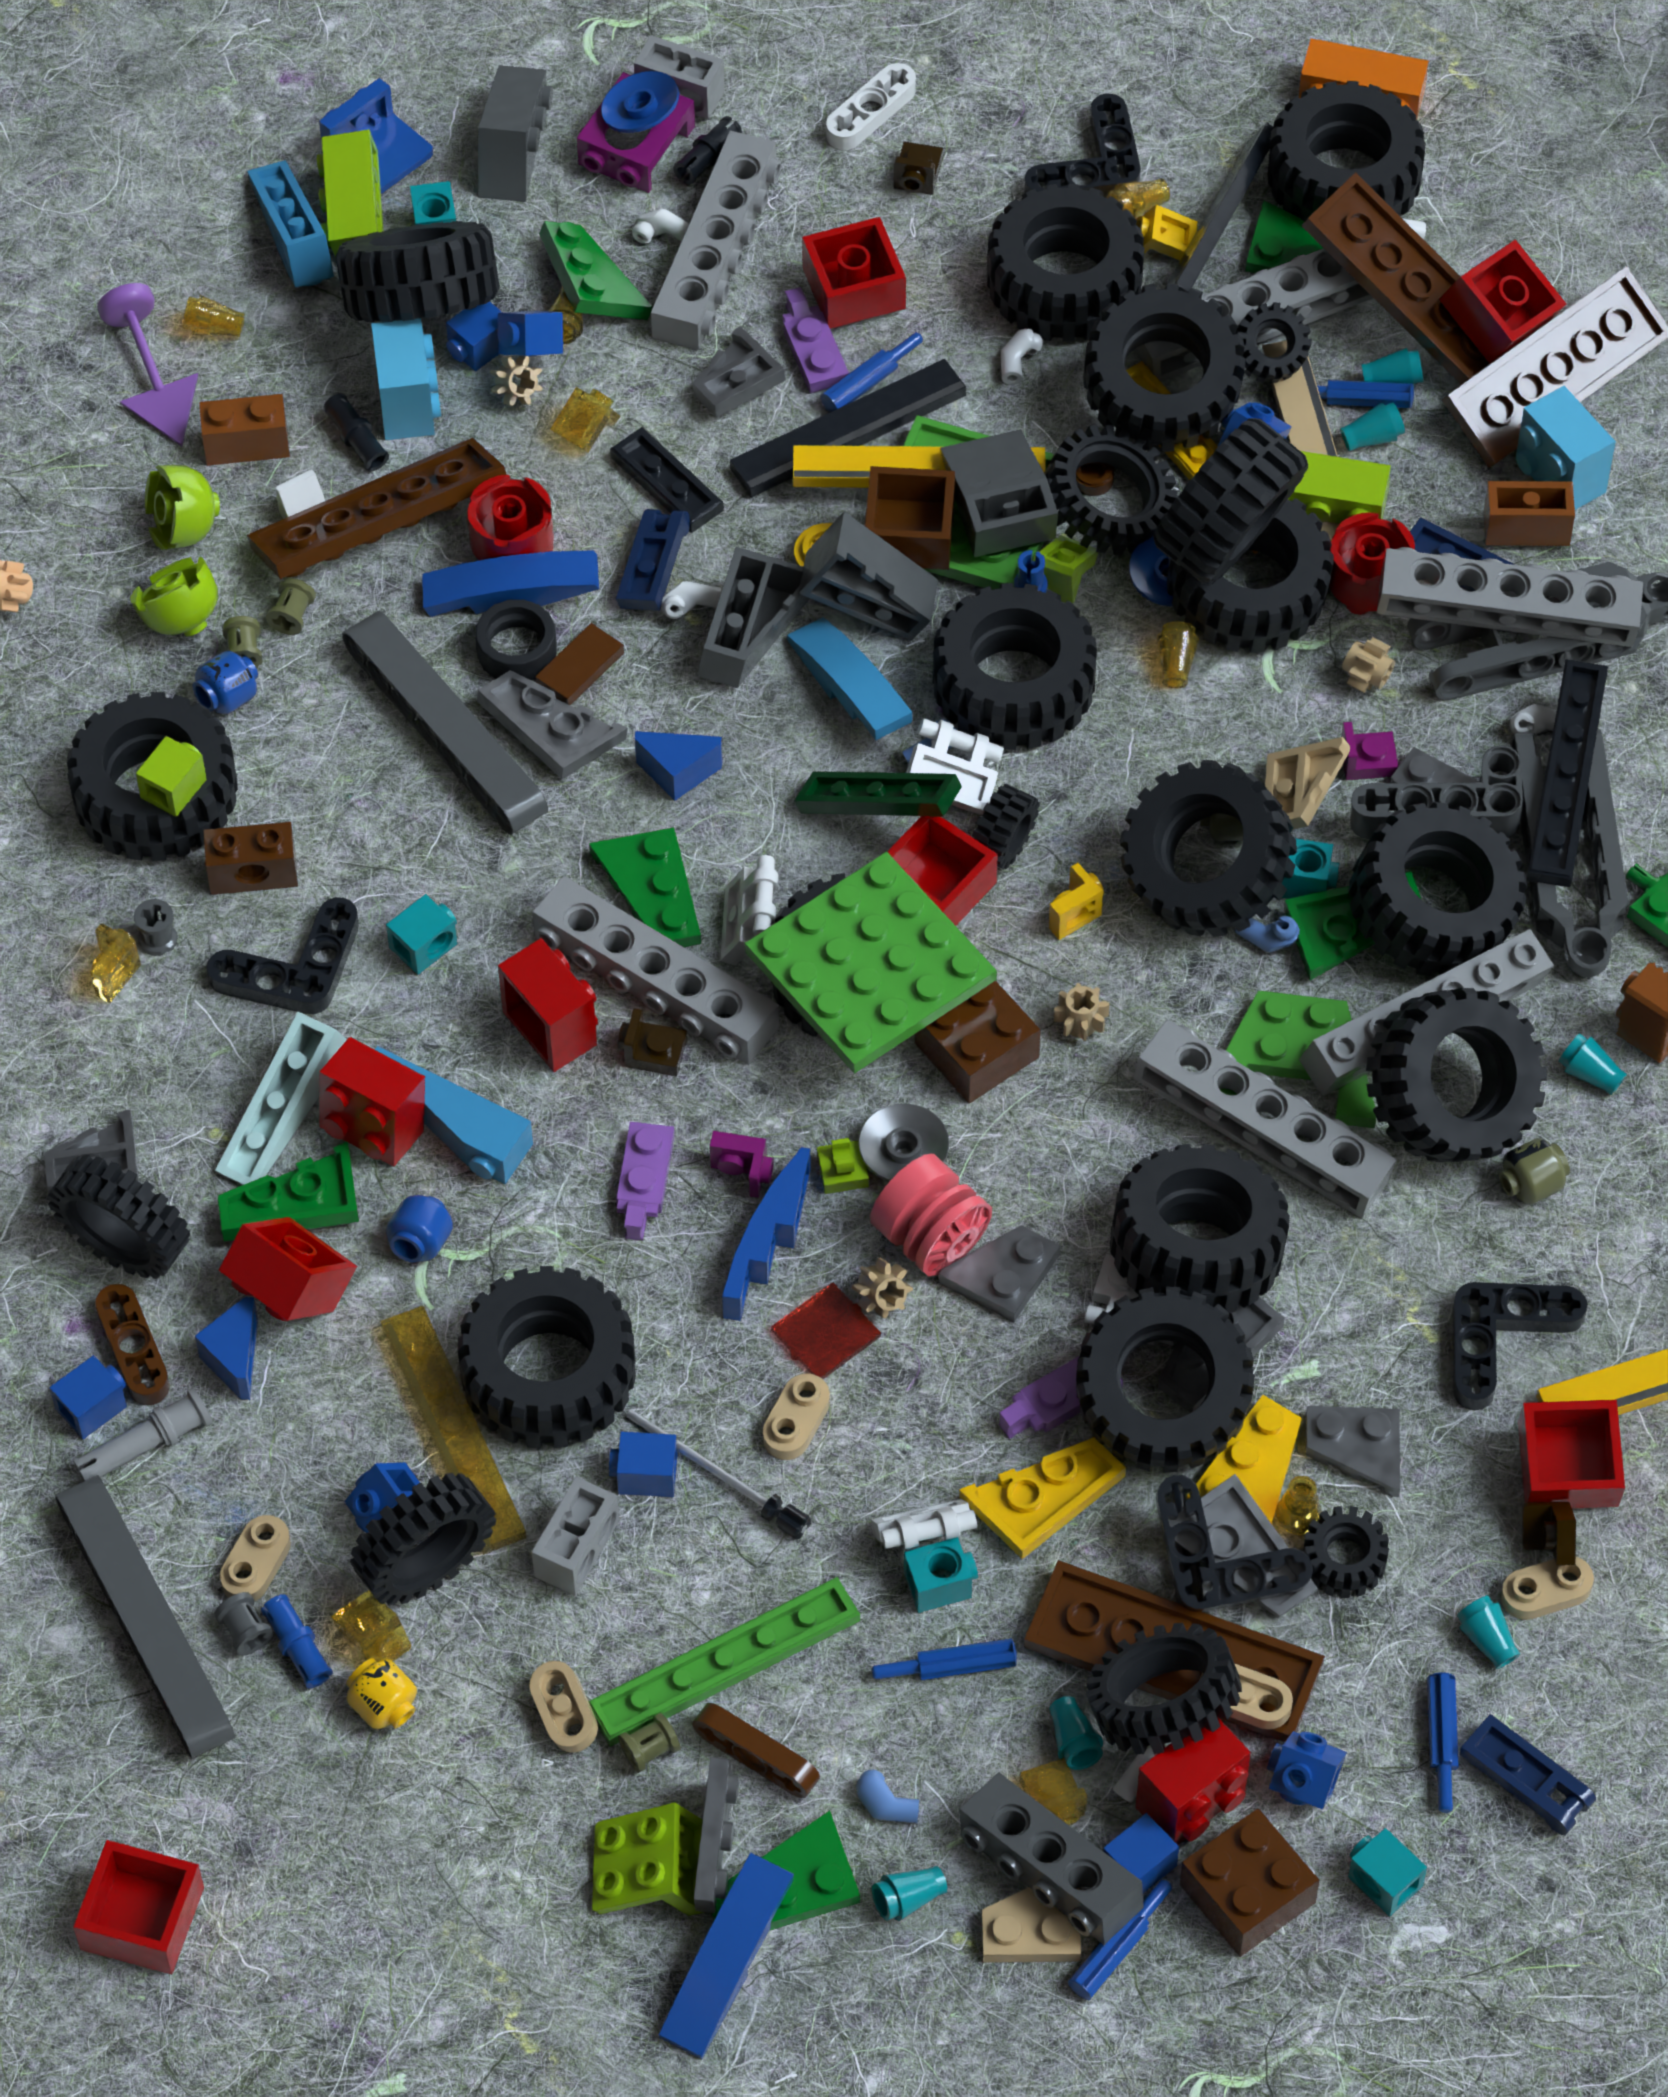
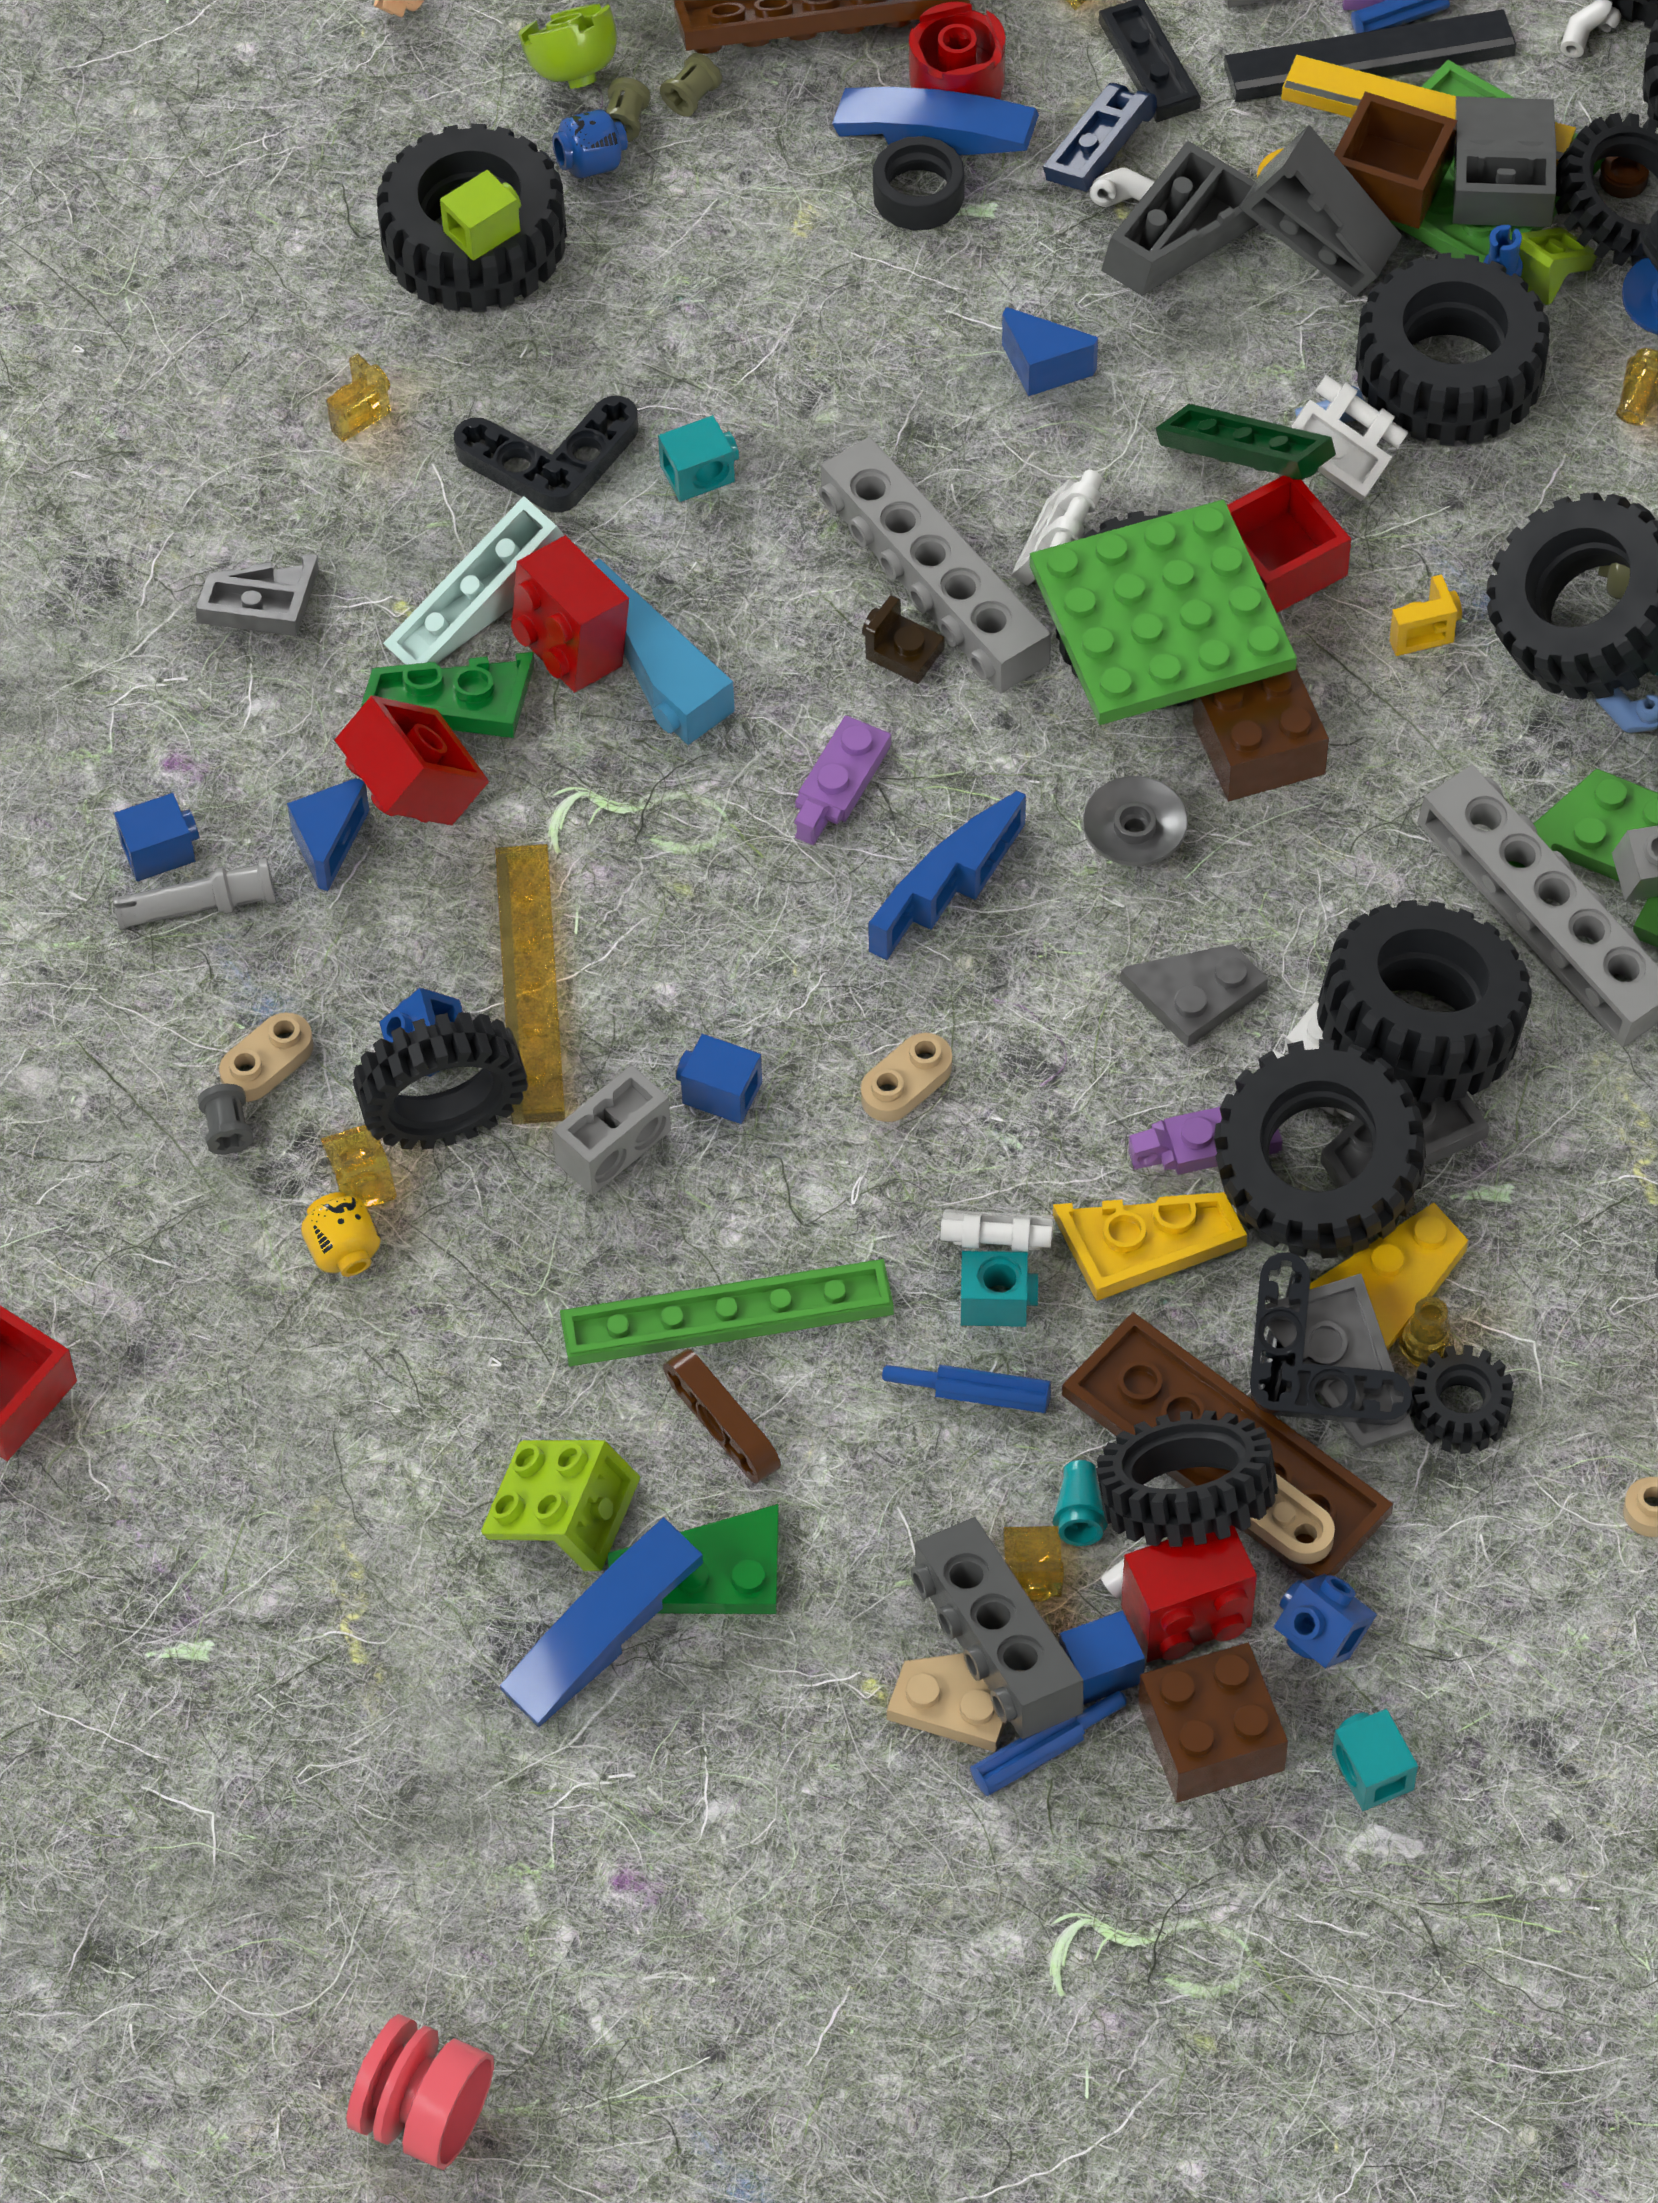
camera: 20 degrees right, 0 degrees up
(118, 1216) = (251, 655): black tyre -> none
(129, 1362) = (235, 814): reddish brown beam -> none
(145, 1617) = (124, 1082): dark grey beam -> none
(149, 924) = (416, 367): dark grey bush -> none
(250, 858) = (544, 330): reddish brown brick -> none
(296, 1641) = (274, 1154): blue pin -> none
(419, 1228) = (573, 762): blue head -> none
(445, 722) = (808, 247): dark grey beam -> none
(541, 1305) = (654, 989): black tyre -> none
(548, 727) = (918, 281): flat silver wing -> none
(548, 1004) = (801, 565): red piece -> none
(565, 1709) = (531, 1311): tan plate -> none
(580, 664) = (979, 226): reddish brown tile -> none
(649, 1742) = (609, 1372): olive bush -> none
(652, 881) = (969, 473): green wing -> none
(715, 1835) = (636, 1486): flat silver wing -> none
(742, 1154) = (950, 783): magenta bracket -> none
(789, 1518) = (853, 1179): piece -> none
(826, 1331) = (975, 997): clear red piece -> none
(842, 1166) = (1059, 827): lime tile -> none
(850, 678) = (1267, 316): dark azure slope -> none
(881, 1801) = (839, 1512): medium blue arm -> none
(882, 1287) = (1043, 954): tan gear -> none
(905, 1892) = (829, 1616): teal cone -> none
(930, 1214) = (1131, 900): coral wheel -> none
(1007, 823) = (1378, 513): black tyre -> none
(1081, 1011) = (1387, 736): tan gear -> none
(1357, 1442) = (1522, 1286): flat silver wing -> none
(1443, 1734) = (1498, 1630): blue axle -> none
(1487, 1629) = (1592, 1530): teal cone -> none
(1527, 1773) = (1577, 1702): dark blue plate -> none

